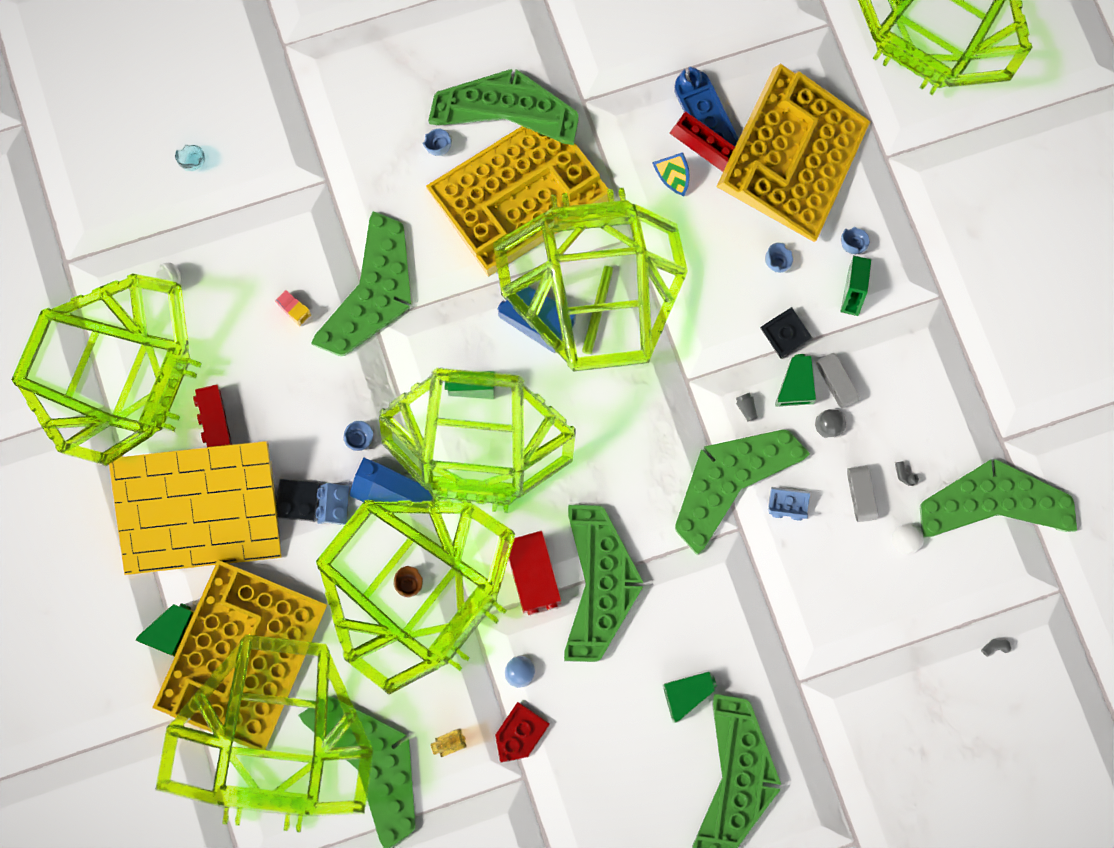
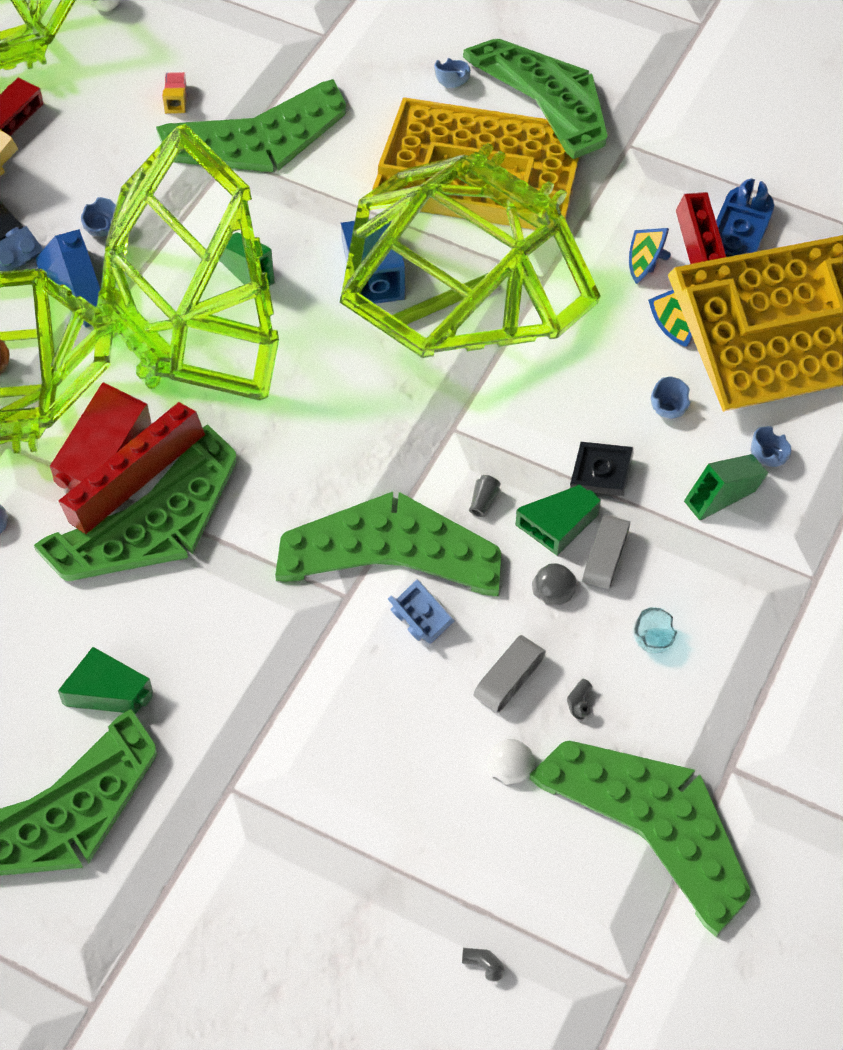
camera: 50 degrees right, 20 degrees down
(568, 570) = (131, 467): none -> red brick
(727, 204) = (670, 317): none -> shield
(904, 404) = (654, 630): none -> clear light blue hair

